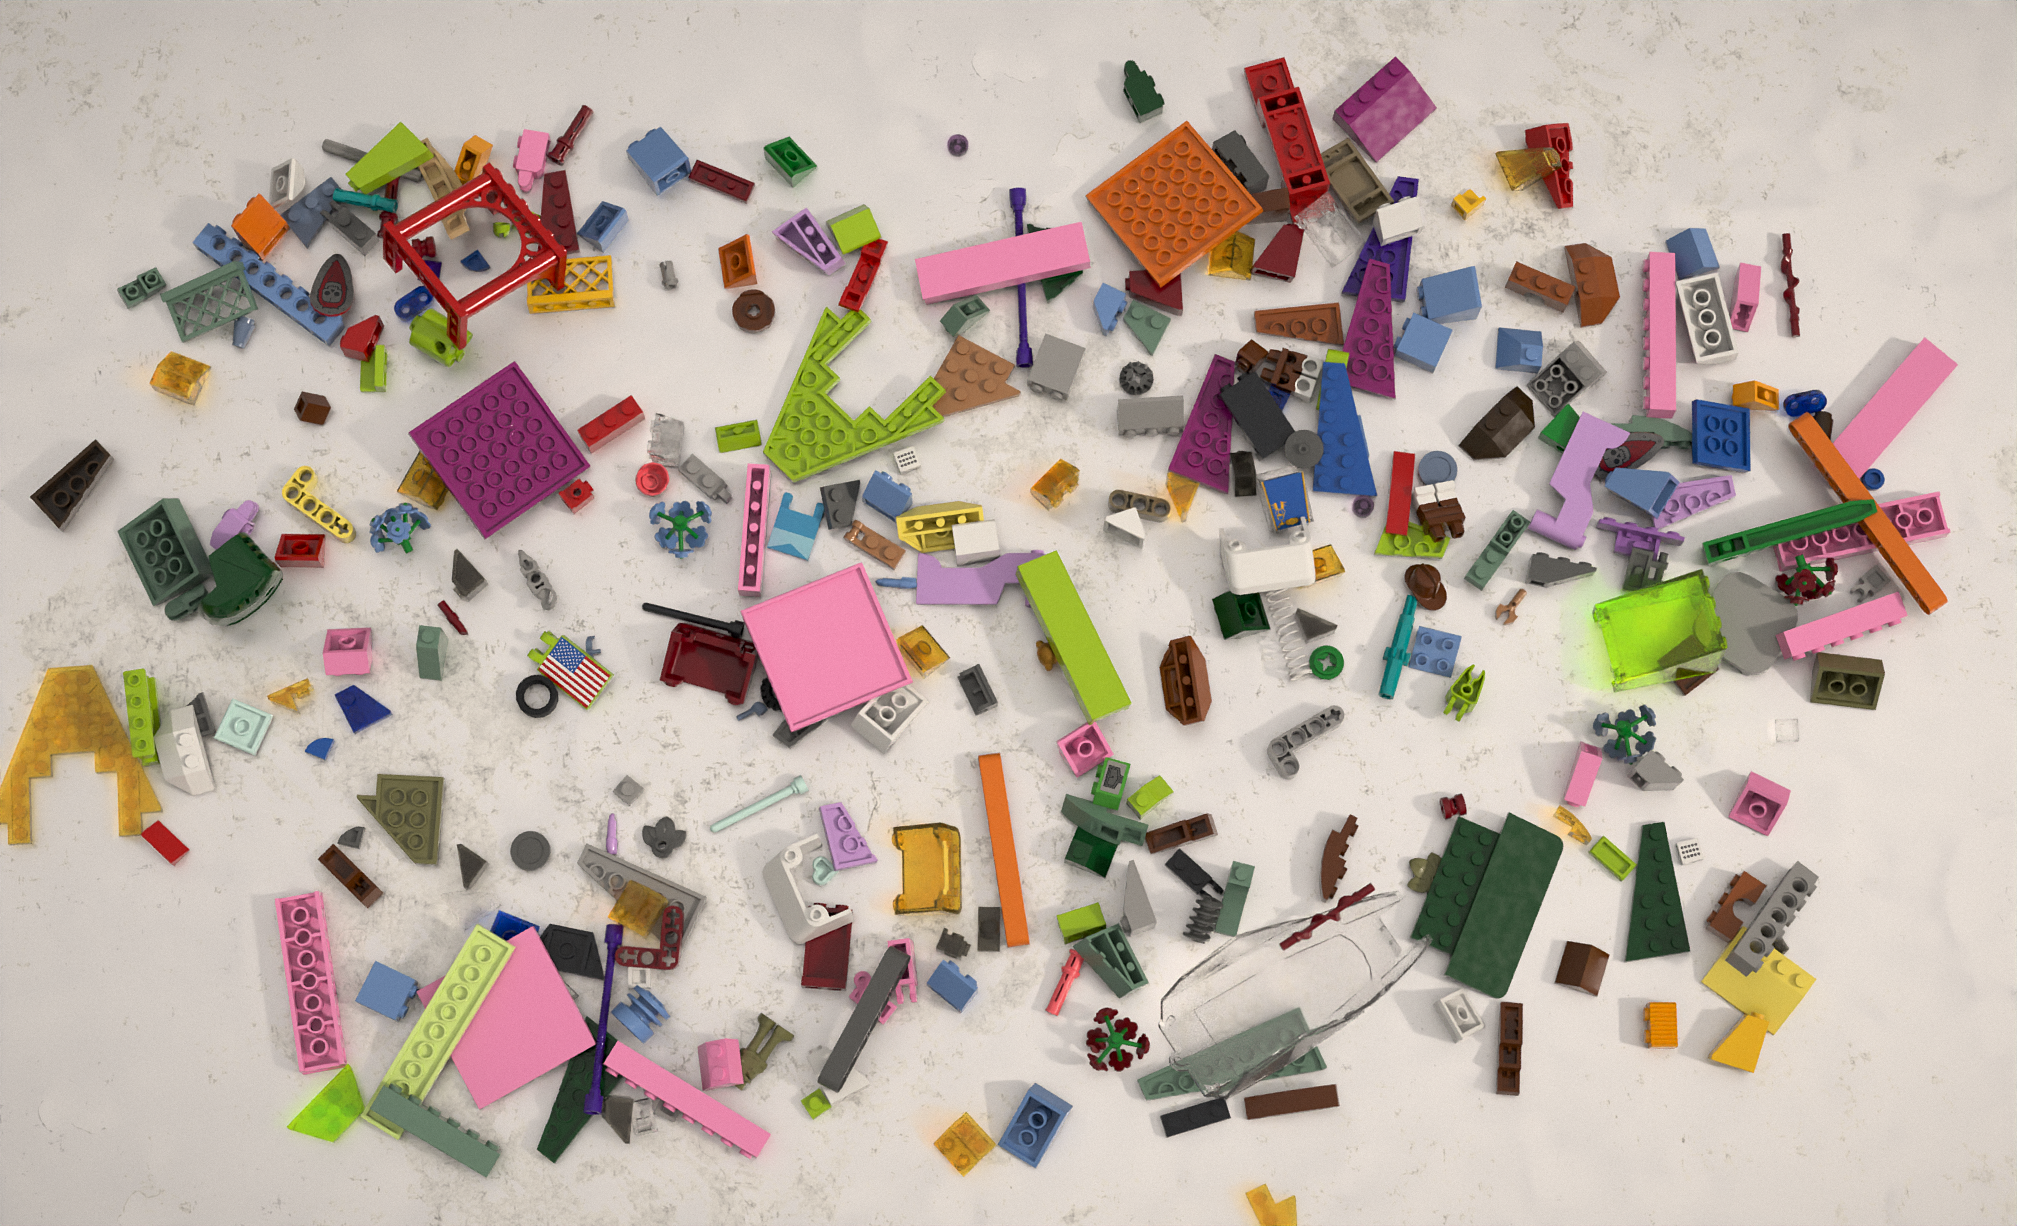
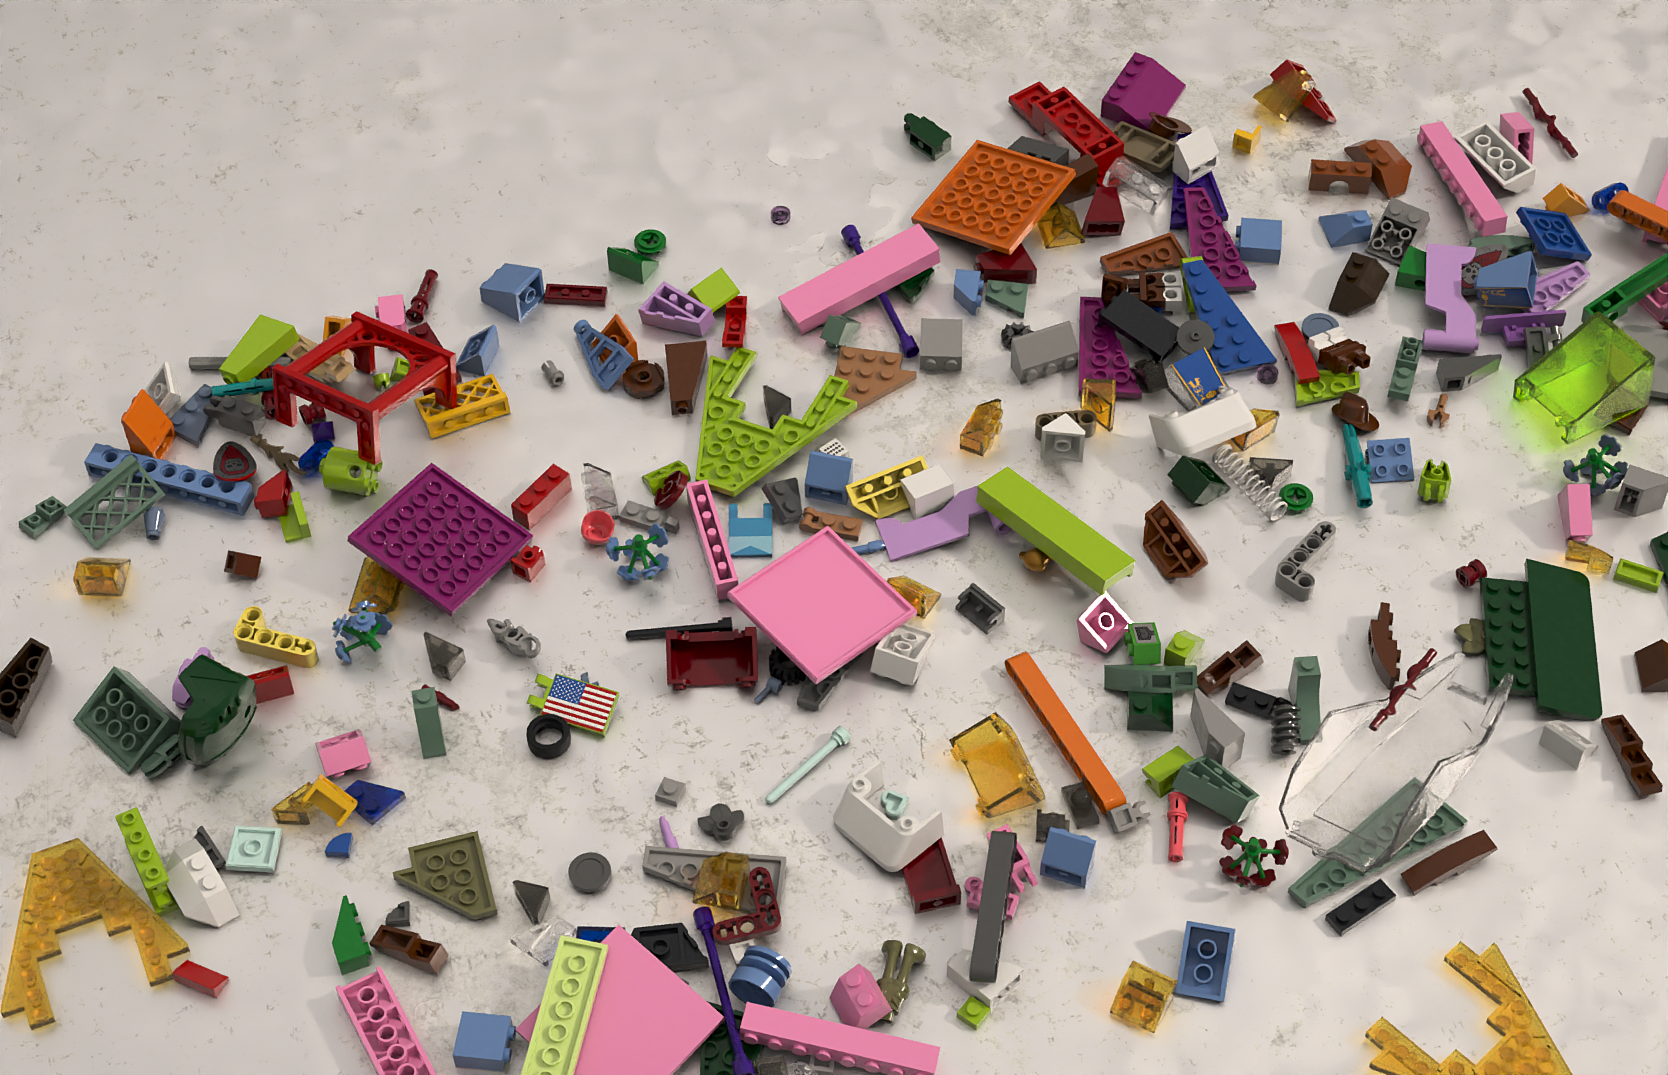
camera: 15 degrees left, 25 degrees down
(299, 854) = (347, 941): none -> green slope
(322, 703) = (330, 799): none -> yellow panel
(383, 298) = (280, 458): none -> dark tan piece
(734, 287) = (614, 365): none -> medium blue plate
(734, 460) = (673, 488): none -> dark red tile
(794, 319) = (685, 372): none -> reddish brown slope
(814, 129) = (645, 237): none -> green gear
(843, 839) = (903, 770): lavender wing -> none
(868, 390) = (775, 405): none -> clear smoke slope
(1022, 956) = (1125, 816): none -> light grey plate
(1392, 162) = (1166, 126): none -> reddish brown piece
(1450, 296) = (1269, 197): medium blue slope -> none
(1692, 253) = (1453, 118): medium blue slope -> none

